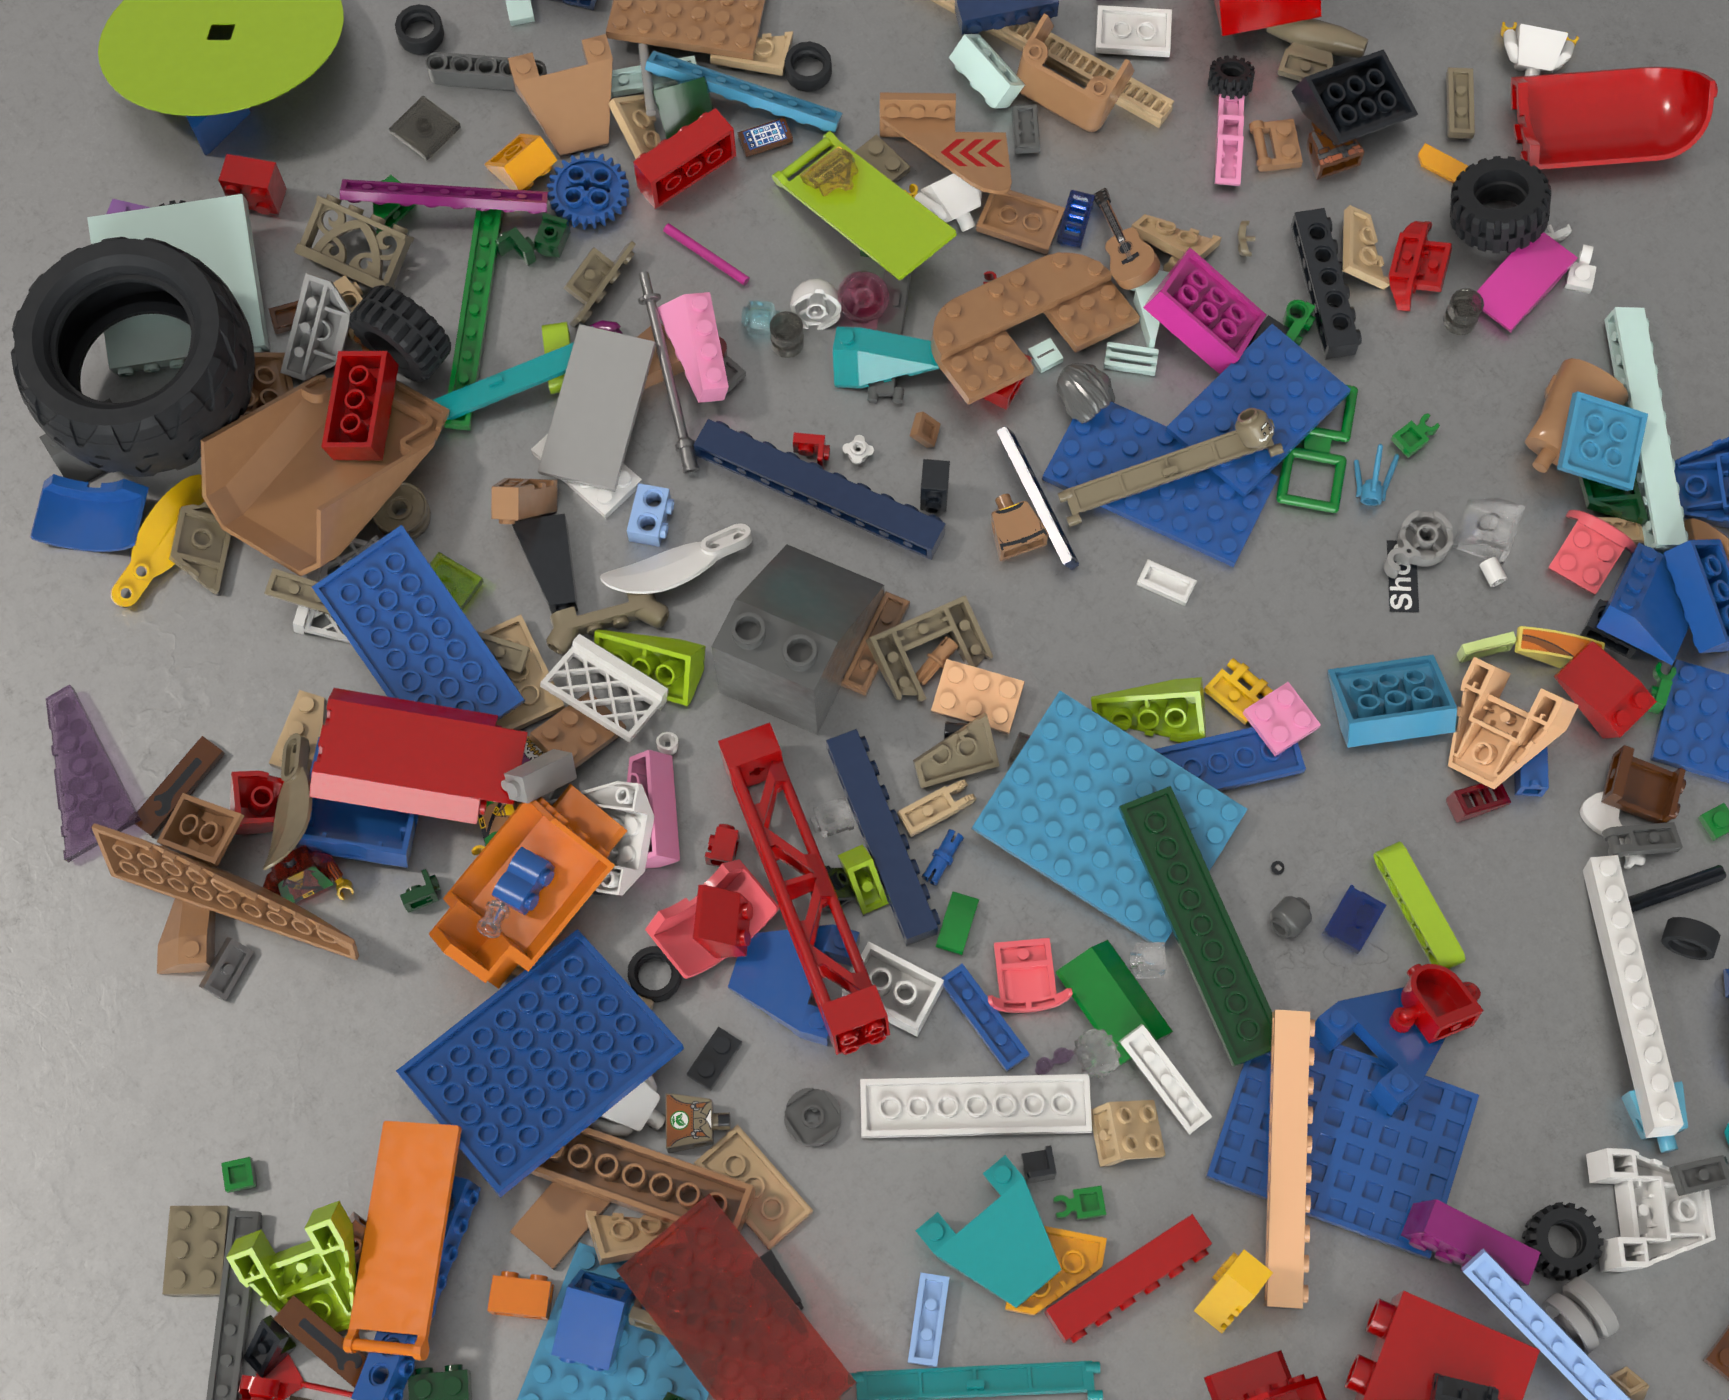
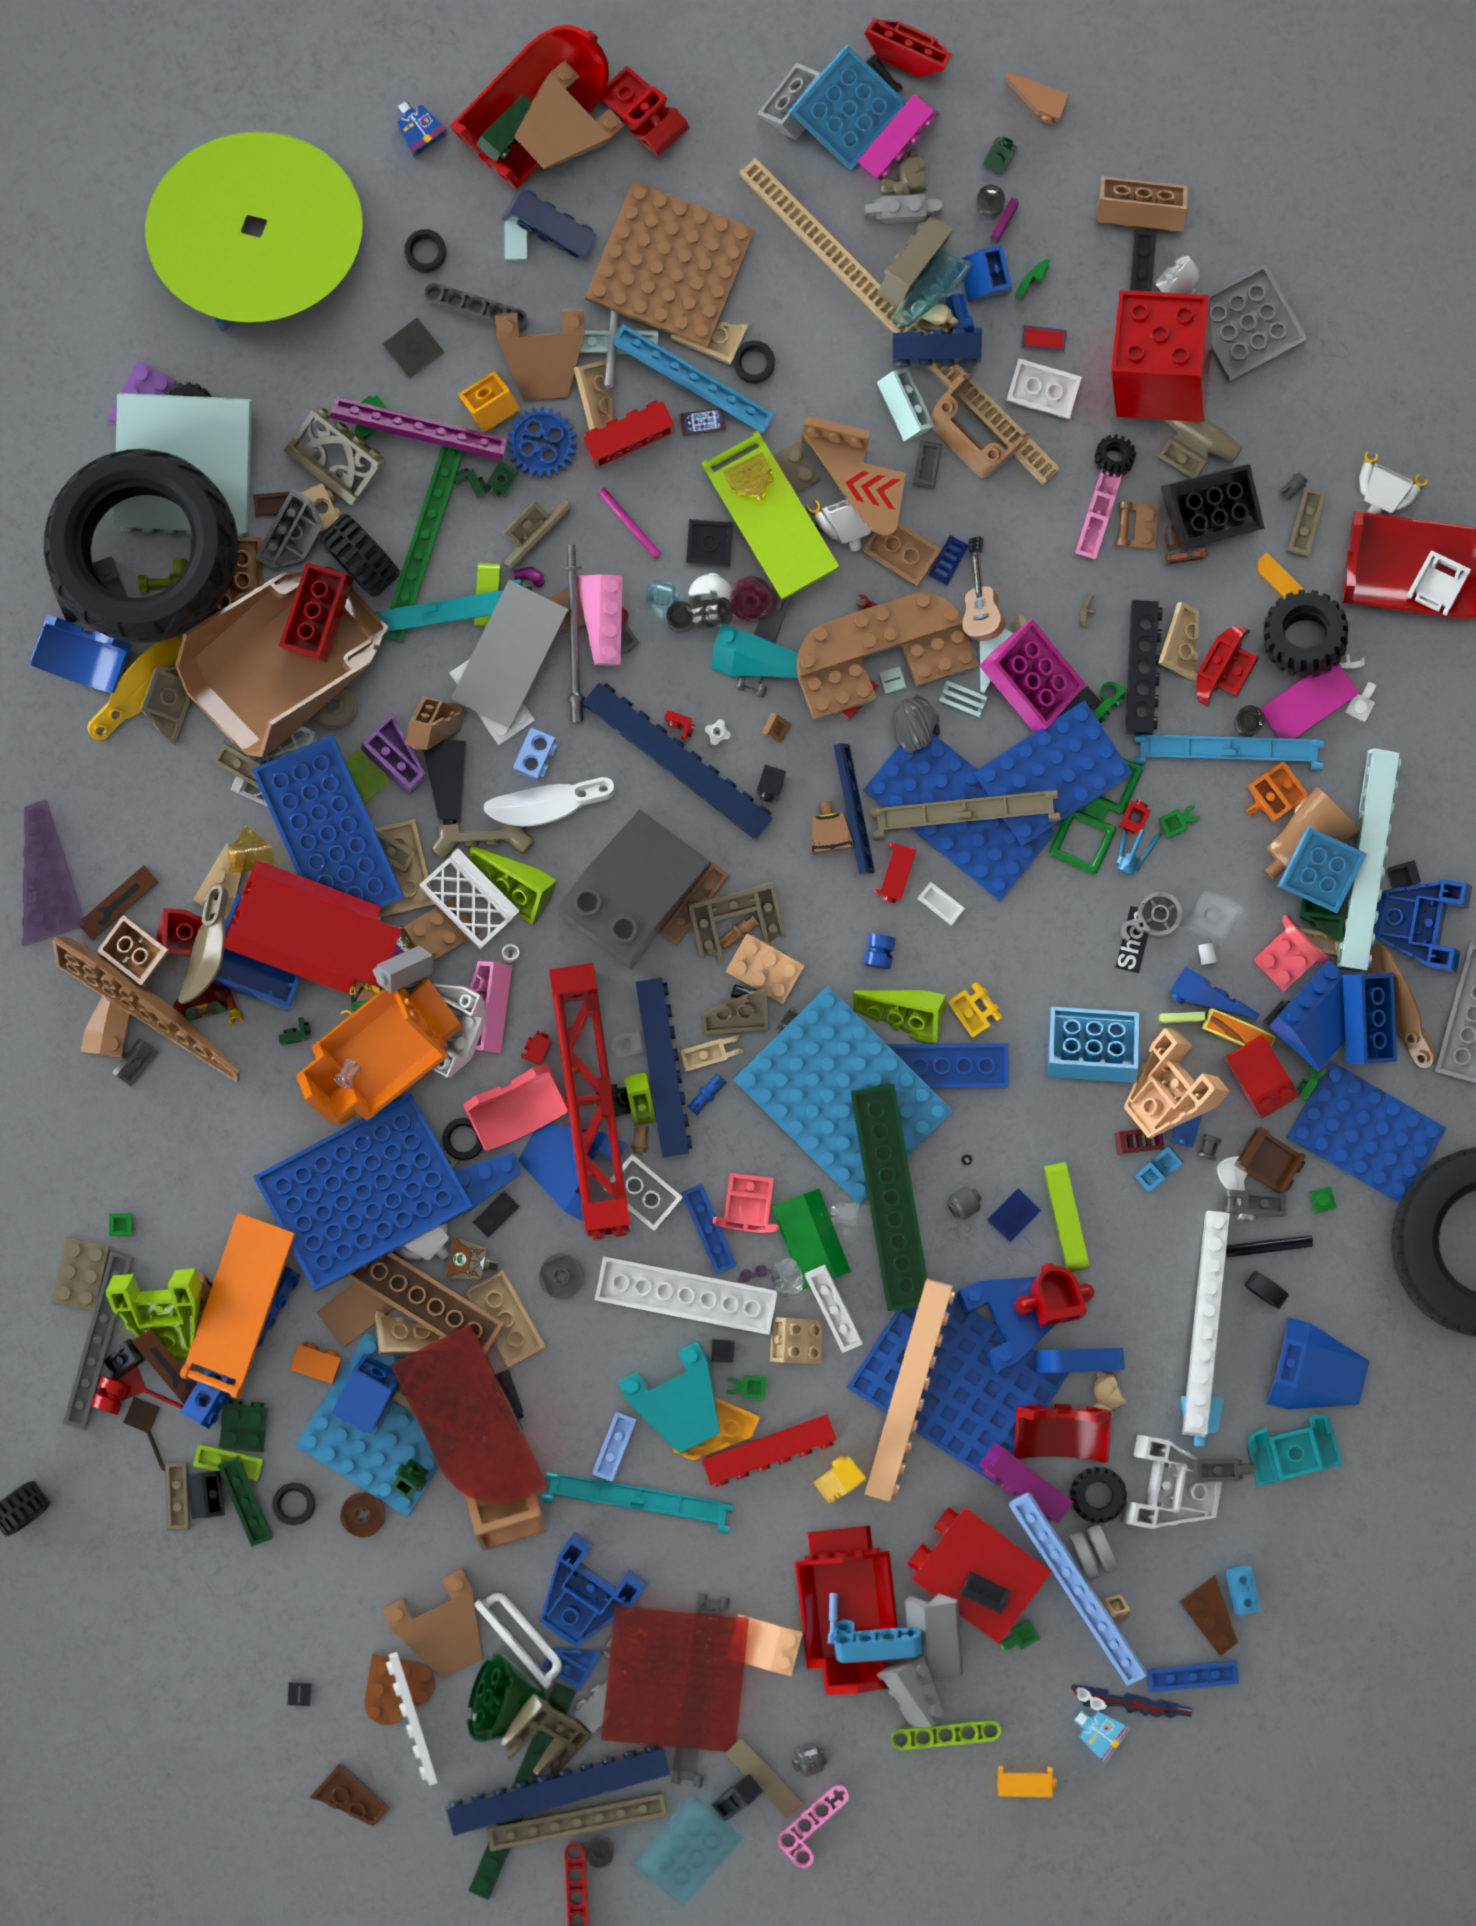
camera: 15 degrees right, 15 degrees up
(256, 180) = (258, 379): red brick -> none
(319, 688) = (246, 850): none -> clear yellow slope
(482, 548) = (388, 751): none -> medium lavender wedge
(523, 881) = (376, 1050): blue brick -> none
(682, 104) = (639, 384): dark green slope -> none
(696, 1013) = (487, 1177): none -> blue wedge
(722, 922) = (523, 1113): red slope -> none
(801, 254) = (709, 543): none -> black plate
(822, 316) = (712, 613): none -> clear smoke wheel
(874, 927) = (640, 1139): none -> medium nougat pin
(957, 923) = (705, 1150): green slope -> none
(1106, 557) = (897, 873): none -> red brick
(1108, 645) = (879, 951): none -> blue wheel
(1174, 240) = (1027, 599): tan wing -> none
(1254, 428) = (1038, 800): dark tan head -> none
(1281, 719) = (1000, 1042): bright pink plate -> none
(1365, 441) = (1135, 808): none -> red brick
(1437, 66) = (1294, 485): none -> dark grey pin
(1449, 345) = (1229, 748): none -> dark azure piece
(1487, 1074) = (1079, 1360): none -> blue beam
(1497, 611) = (1196, 991): none -> blue wedge
(1497, 1171) = (1063, 1432): none -> red panel
(1512, 827) = (1158, 1168): none -> dark azure slope
(1516, 382) = (1276, 792): none -> orange plate
(1535, 1114) = (1108, 1392): none -> tan animal
(1565, 788) = (1209, 1147): none -> dark grey bush
(1627, 135) = (1435, 587): none -> white container
(1691, 437) = (1403, 874): none -> black panel

